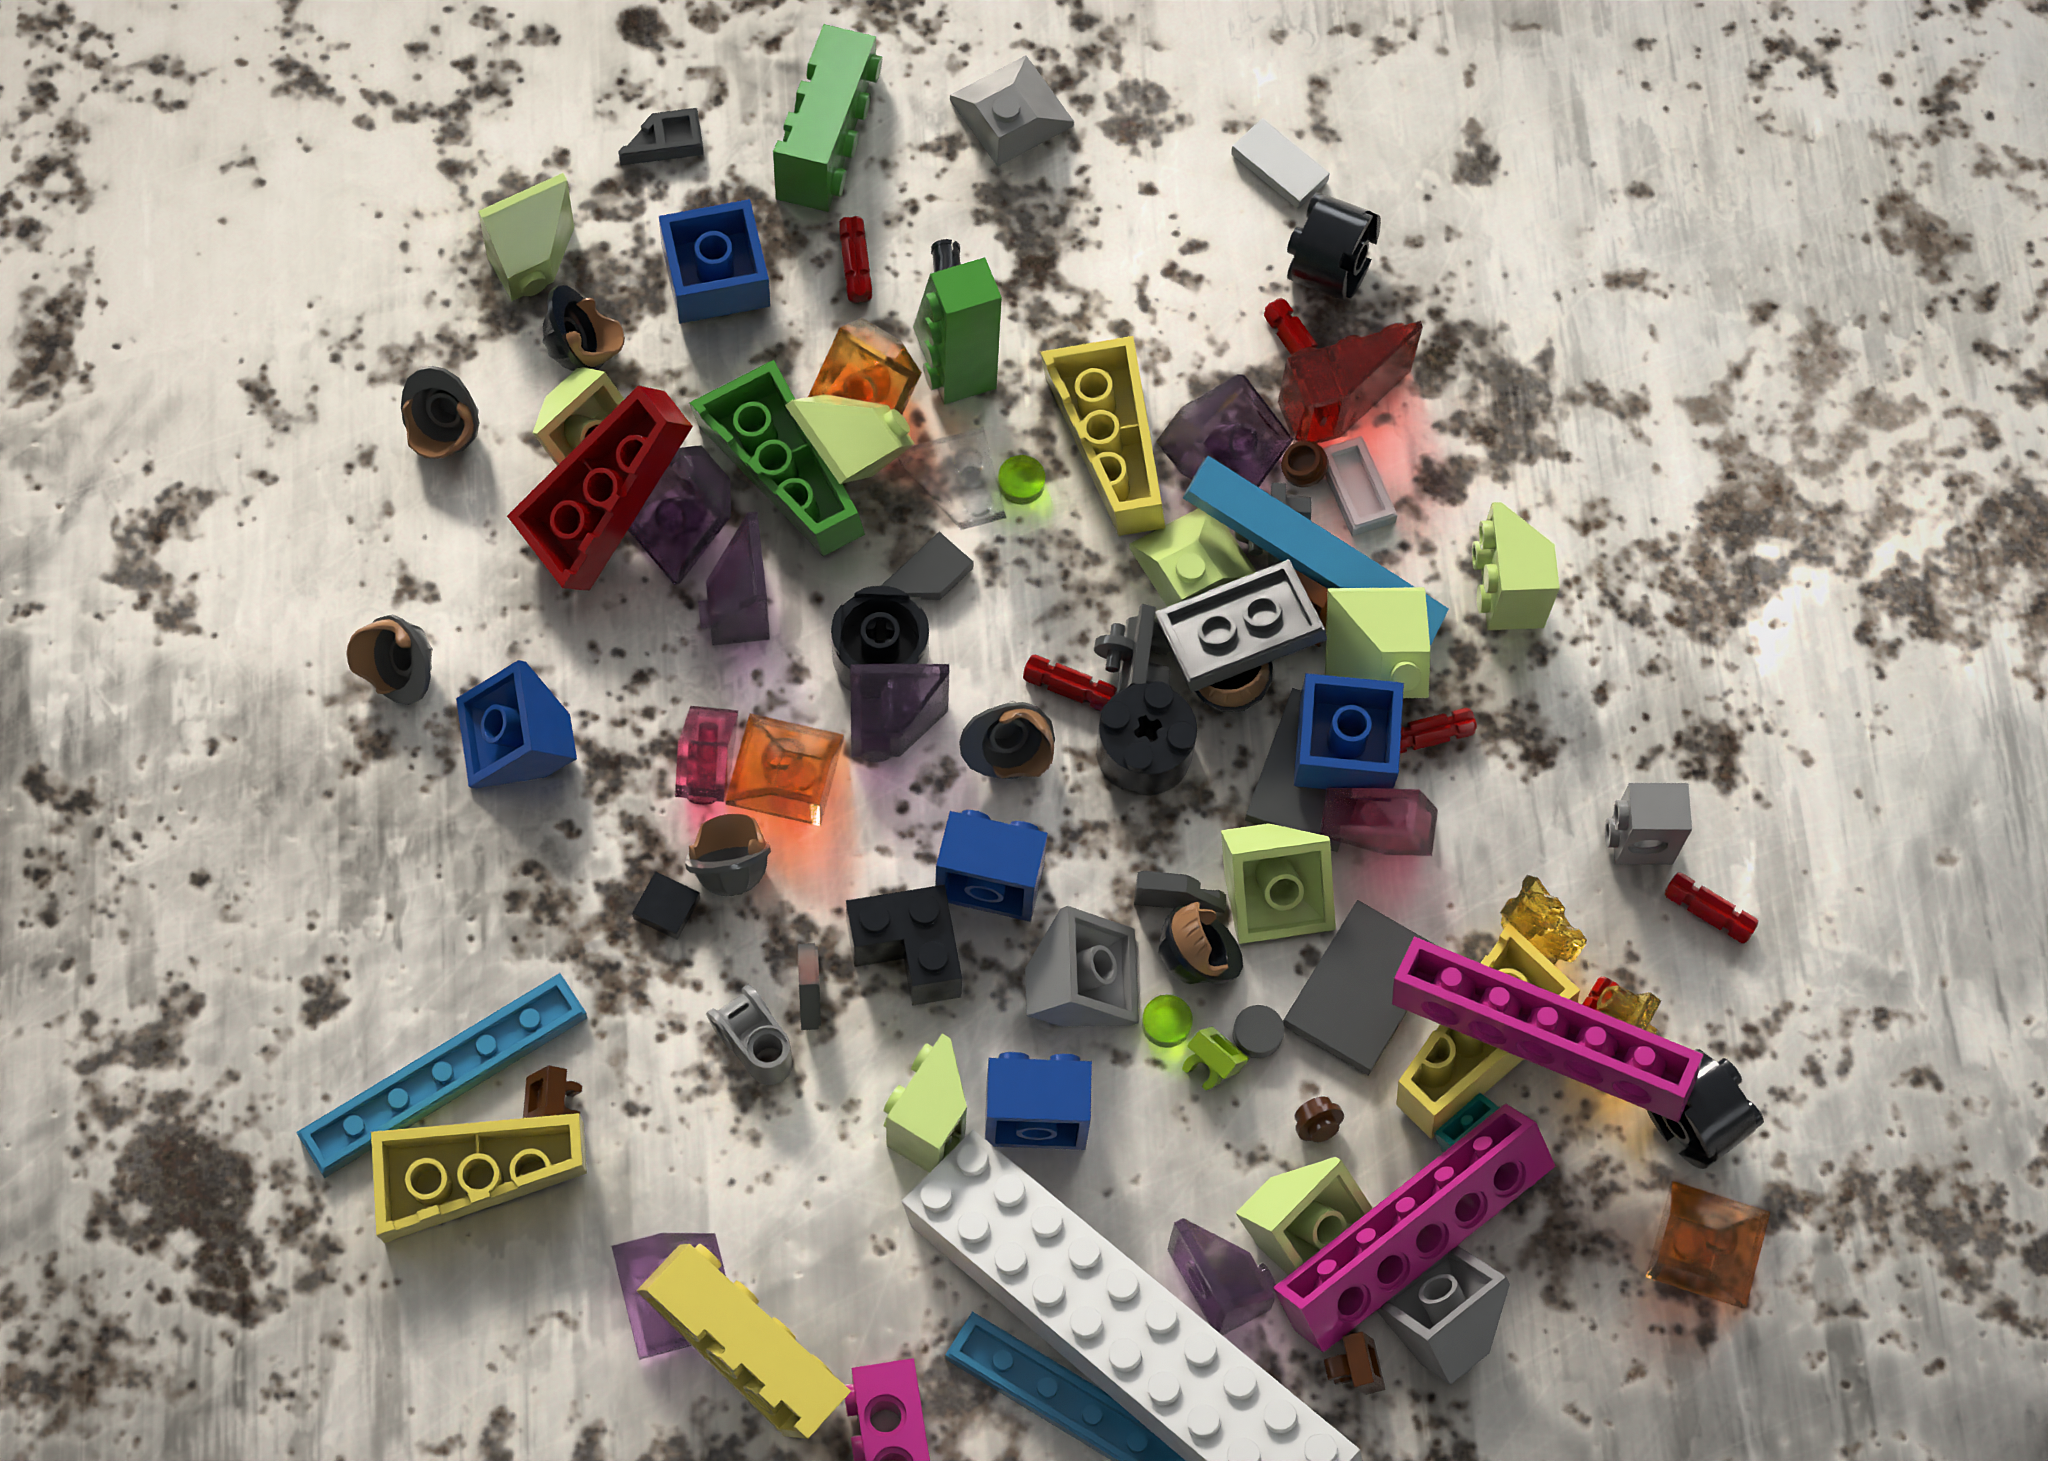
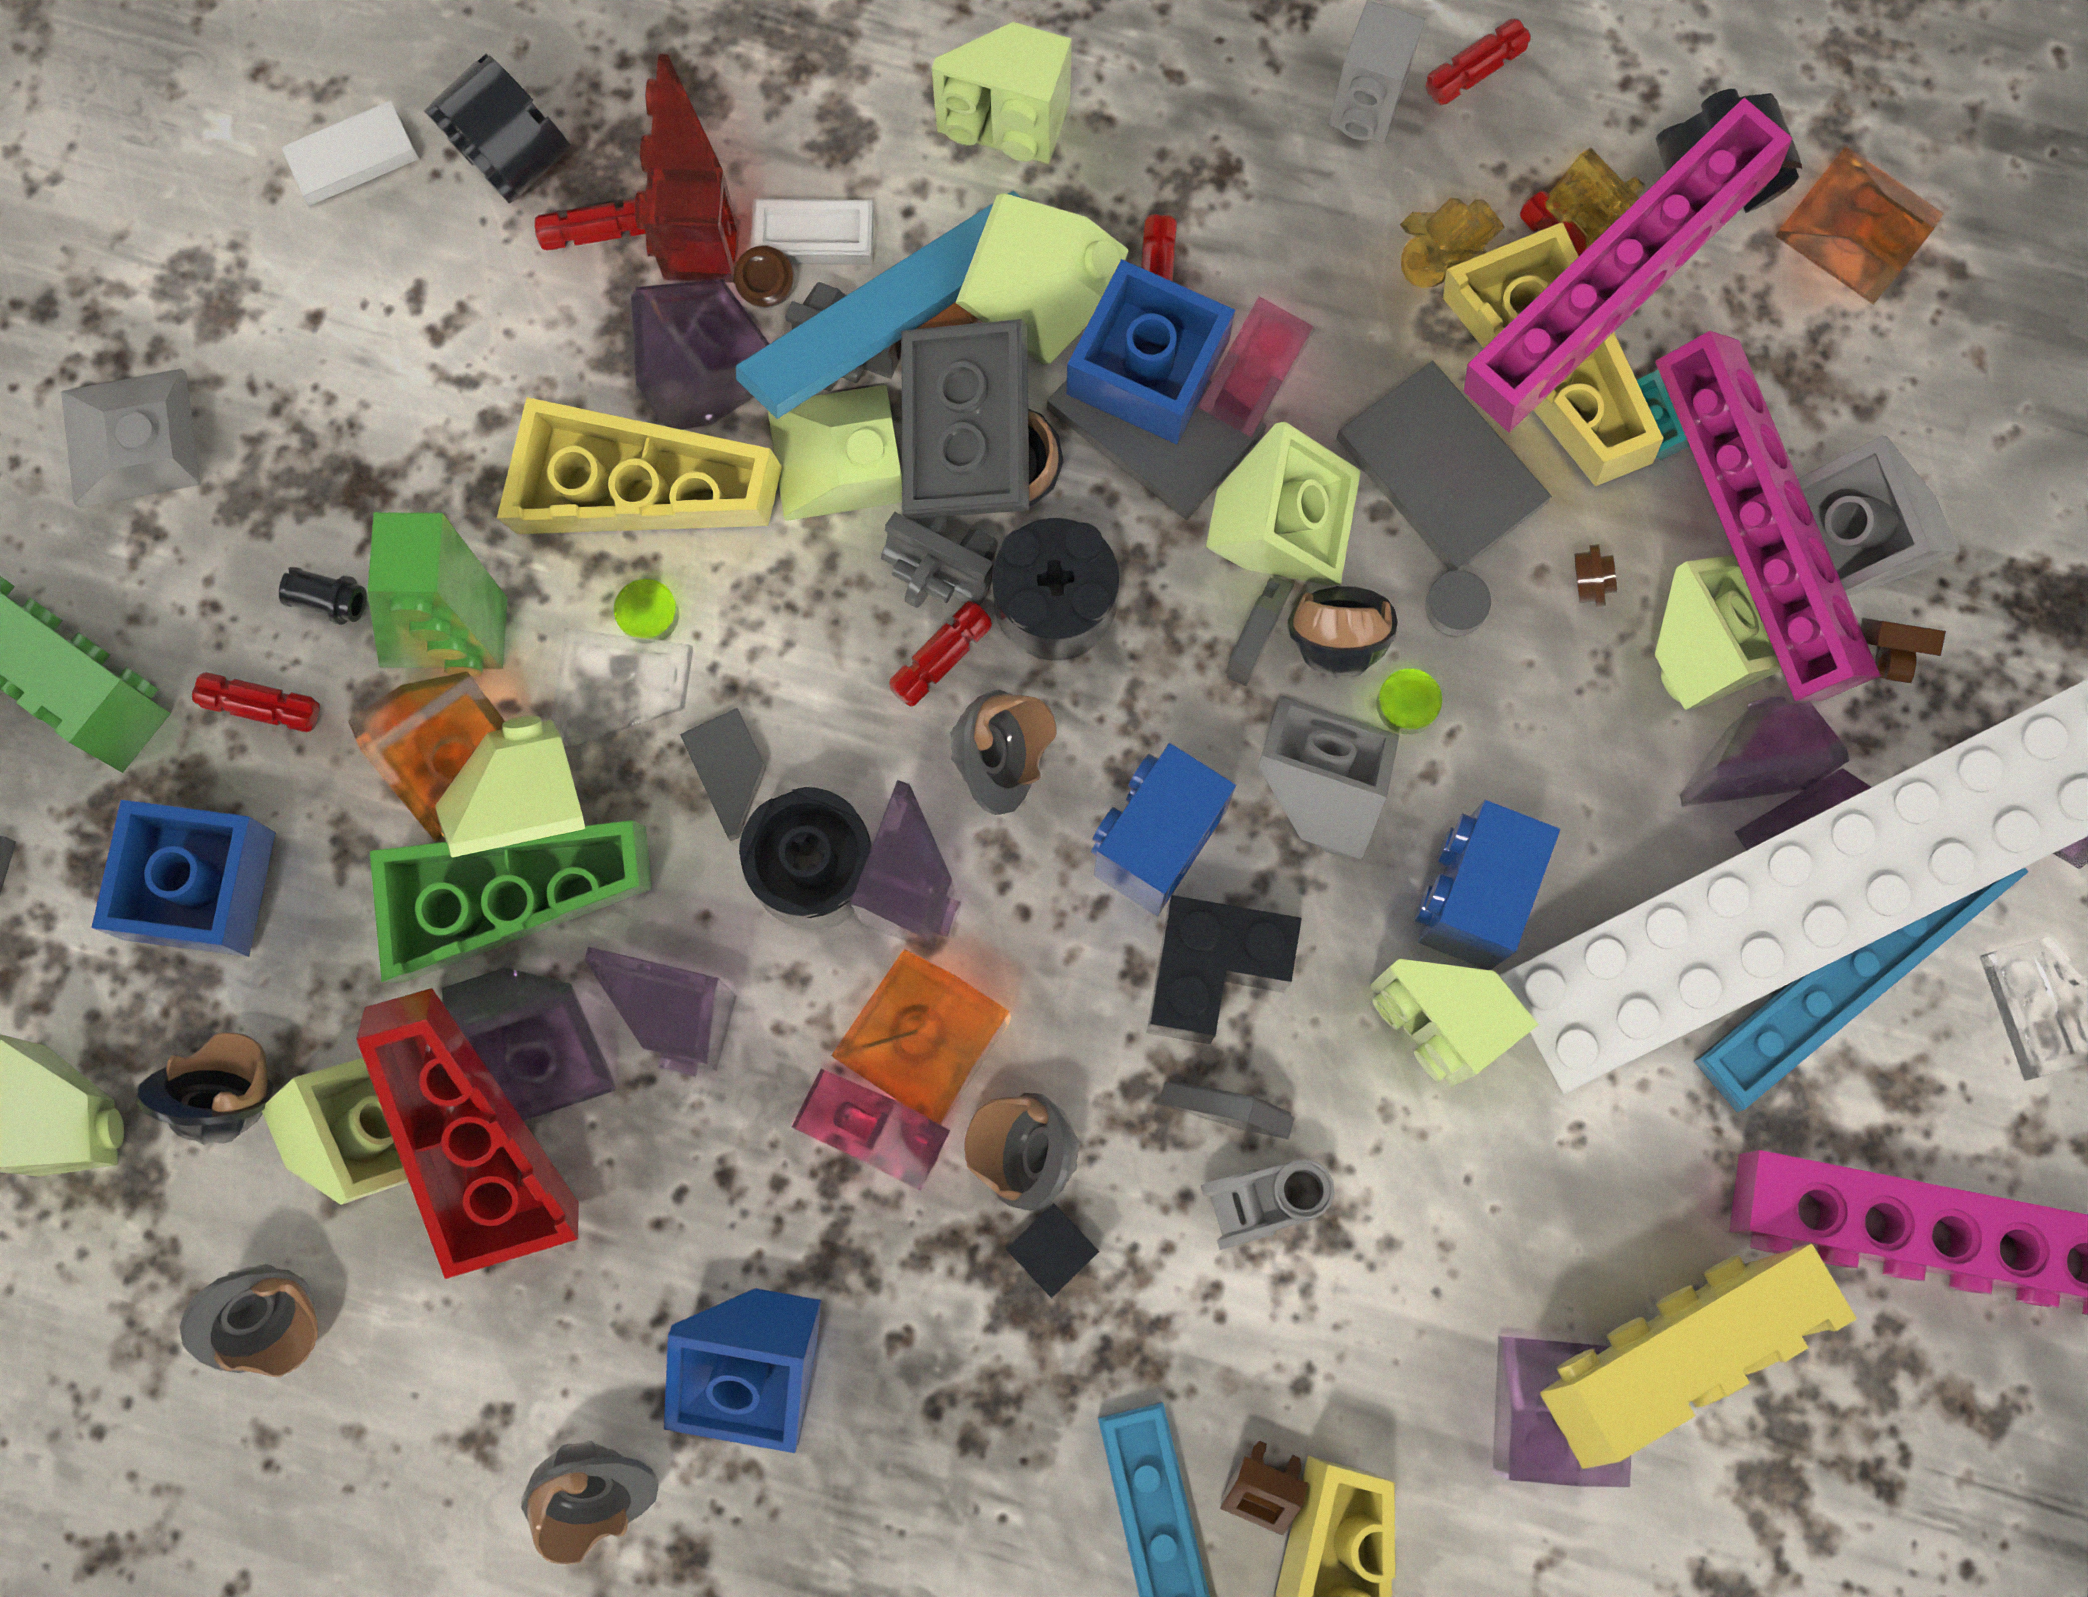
camera: 65 degrees left, 10 degrees up
(1217, 1053) = (1478, 657): lime tile -> none

